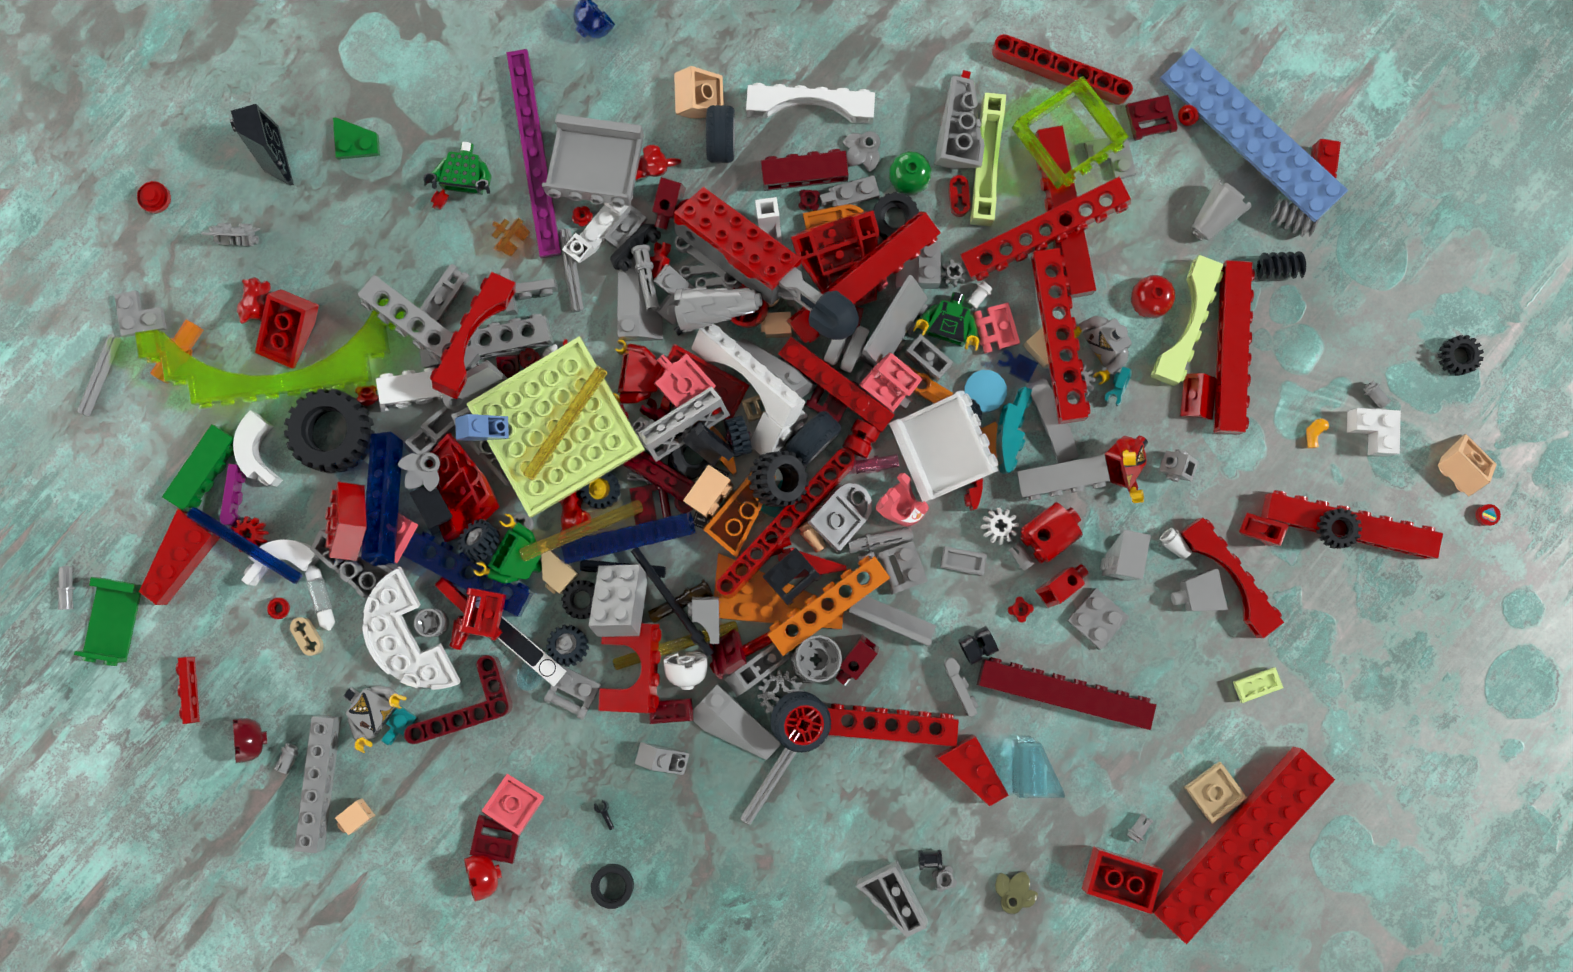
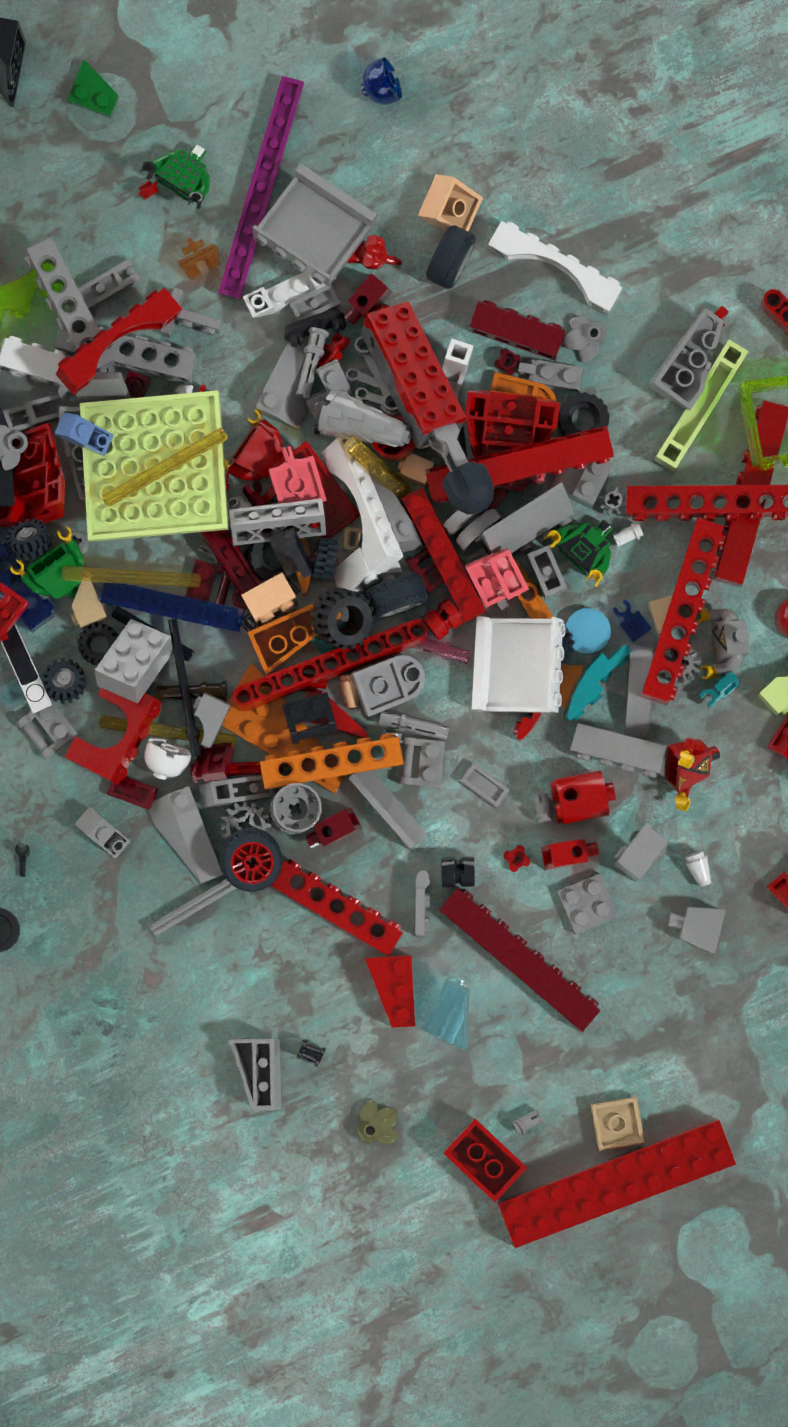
camera: 30 degrees right, 0 degrees up
(529, 352) = (155, 382): red plate -> none
(571, 274) = (241, 323): light grey axle -> none
(572, 512) = (130, 555): red animal -> none
(584, 220) = (282, 276): red plate -> none
(601, 492) = (168, 549): black wheel -> none
(744, 337) = (377, 467): none -> clear yellow beam
(901, 505) = (450, 700): coral piece -> none
(910, 173) = (619, 383): green cylinder -> none
(950, 881) = (320, 1073): light grey plate -> none
(954, 196) = (662, 430): red beam -> none
(994, 518) = (528, 770): white gear -> none
(1002, 325) = (635, 577): coral plate -> none
(1178, 466) = (738, 793): light grey brick -> none
(1257, 611) = (745, 974): red arch -> none
(1258, 685) = (710, 1042): yellowish green plate -> none

